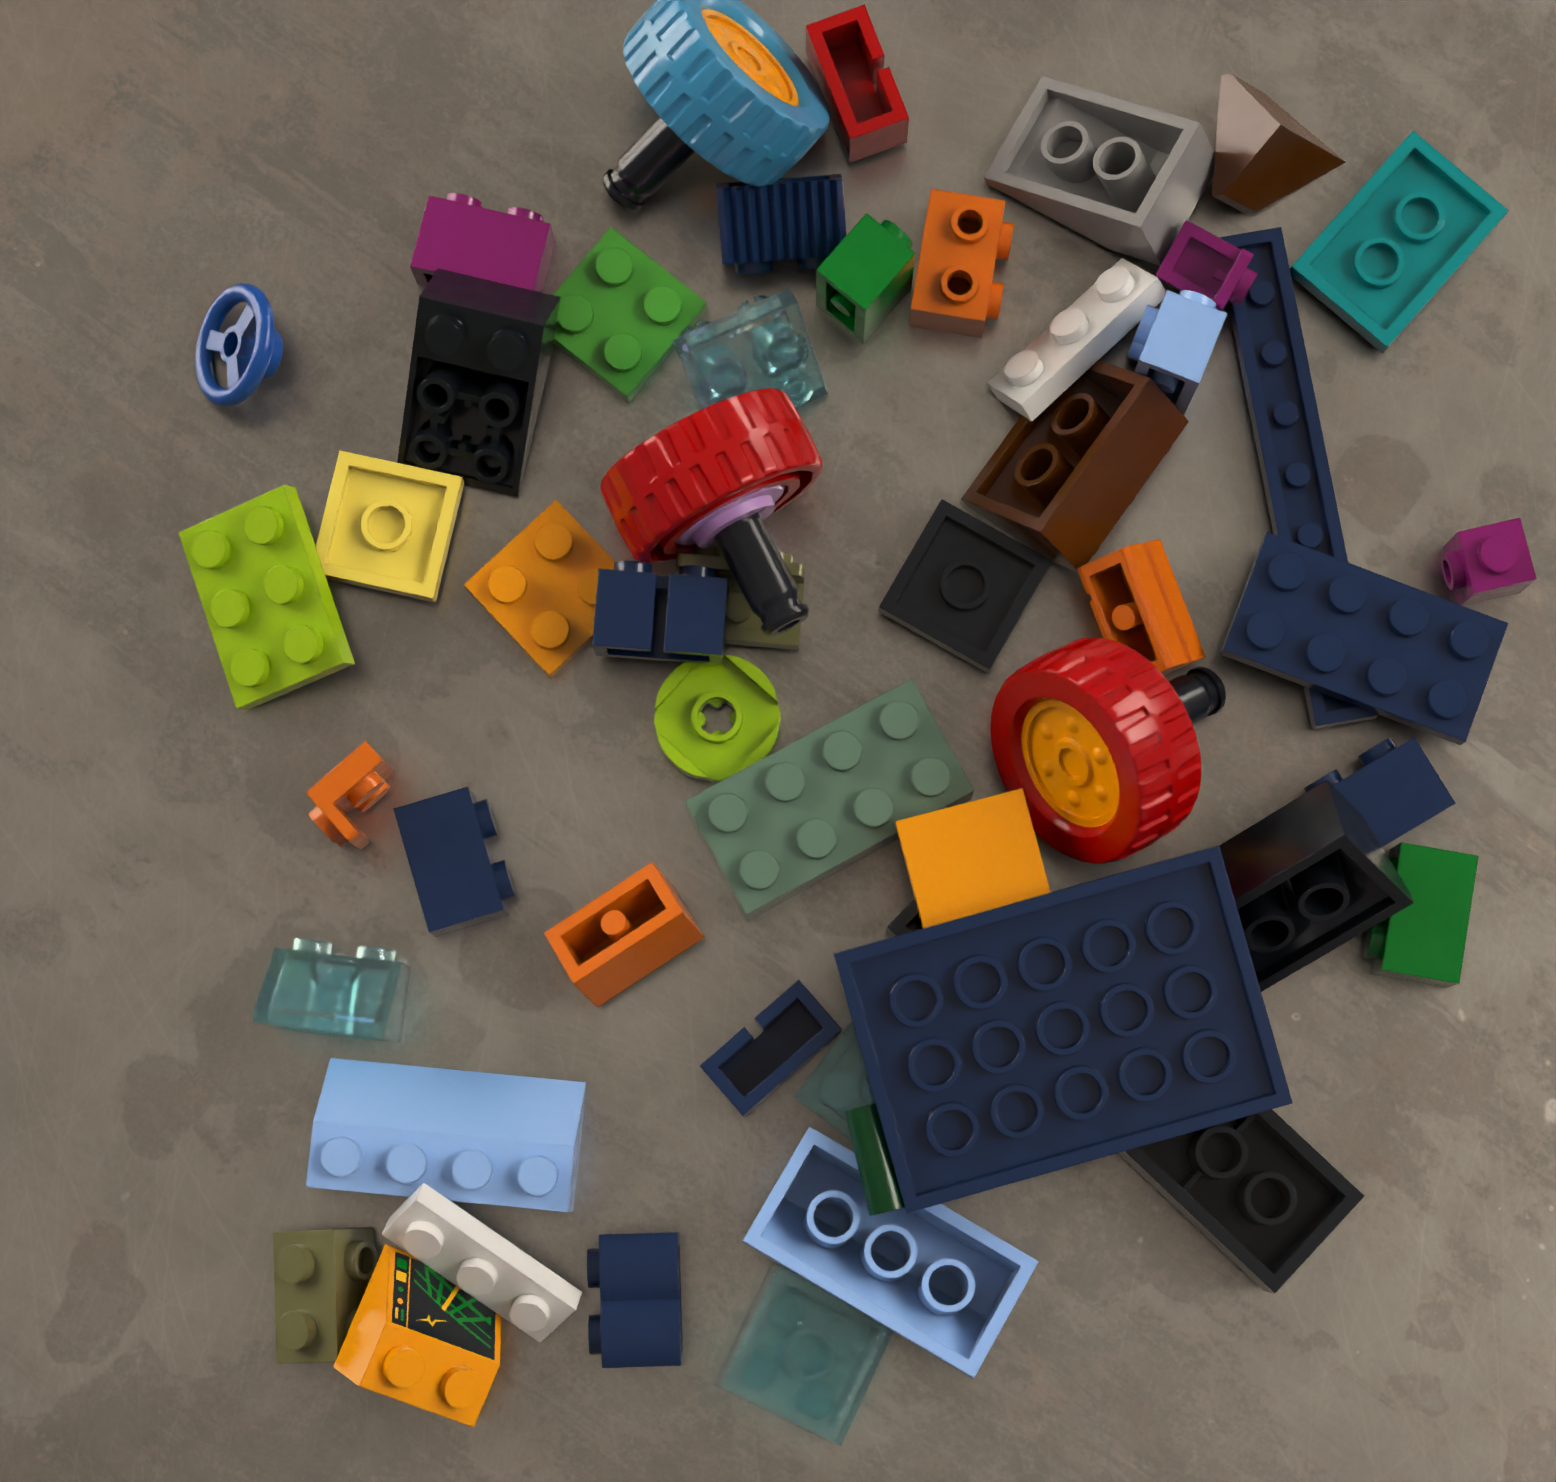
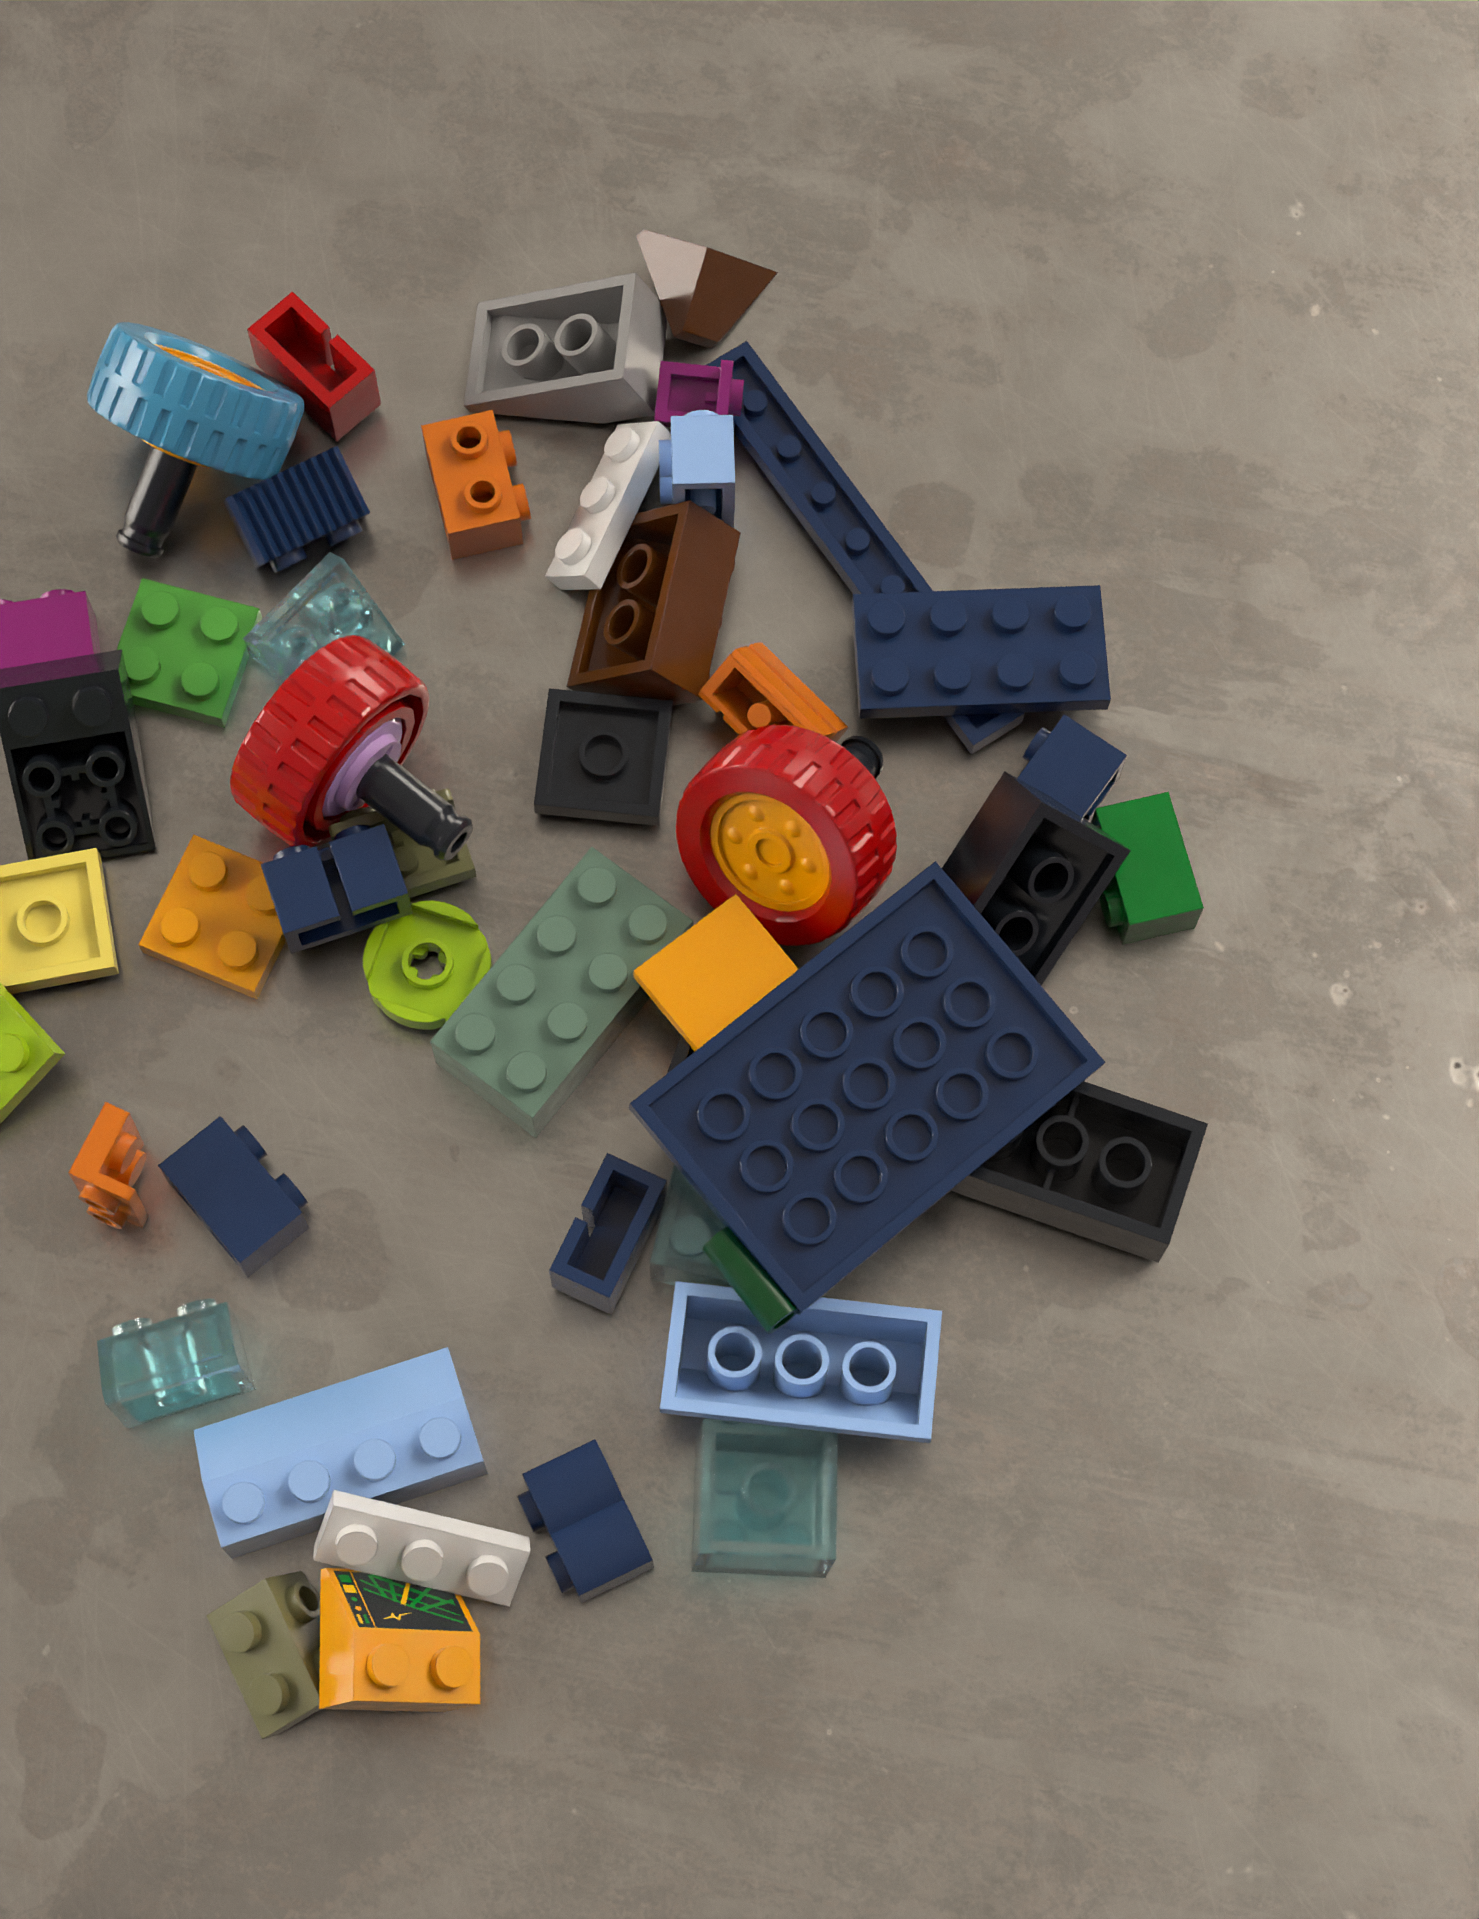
camera: 30 degrees left, 10 degrees down
(624, 935) = (426, 1189): orange brick -> none
(866, 276) = (395, 522): green brick -> none
(1398, 241) = (854, 315): teal plate -> none
(1488, 562) = (1059, 544): magenta brick -> none

